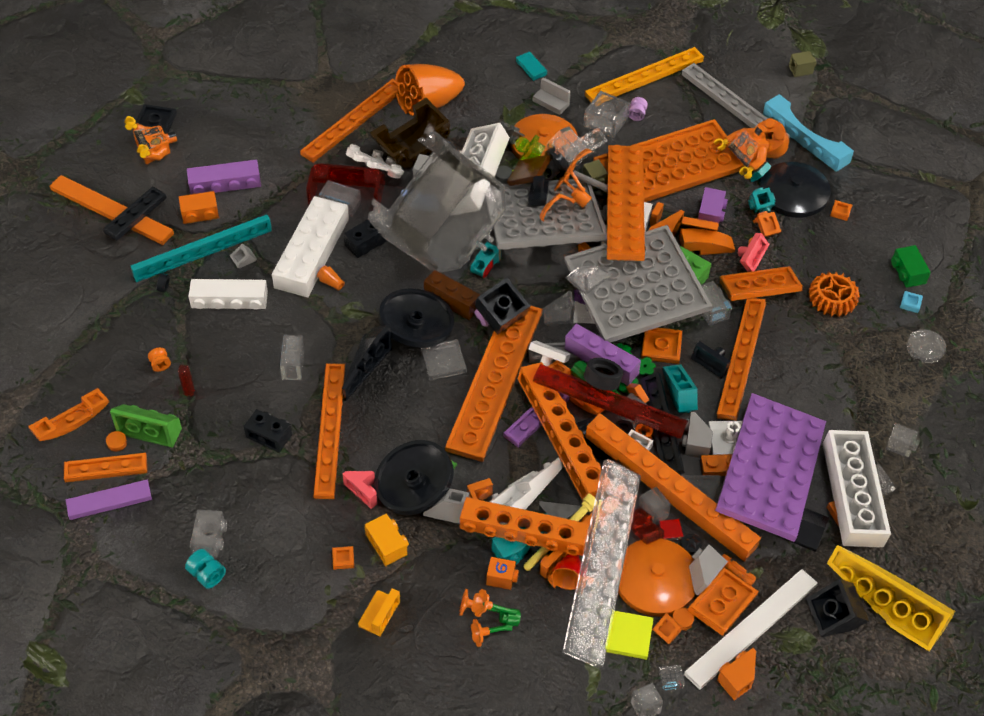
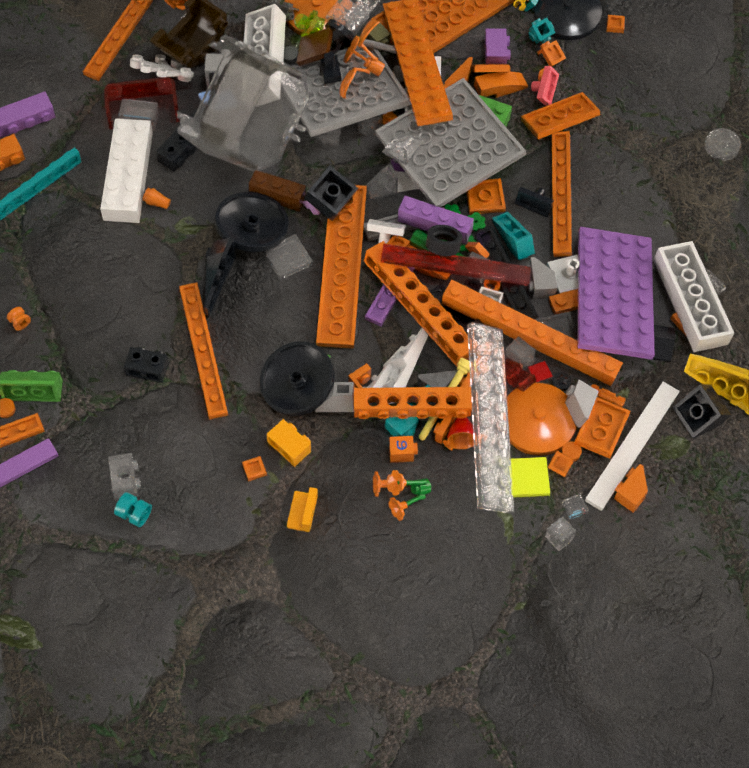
camera: 15 degrees left, 10 degrees up
(186, 380) = (53, 334): clear red axle -> none
(228, 294) = (62, 237): white brick -> none
(243, 256) = (62, 195): light grey slope -> none
(292, 357) = (146, 287): clear brick -> none
(360, 484) = (248, 397): coral slope -> none
(485, 260) = (299, 149): teal leg -> none
(656, 213) = (446, 65): orange tile -> none
(720, 306) = (528, 143): clear brick -> none
(833, 294) = (627, 116): orange gear -> none
(903, 440) = (722, 241): clear brick -> none
(910, 266) = (692, 68): green brick -> none
(911, 301) = (699, 103): medium azure tile -> none

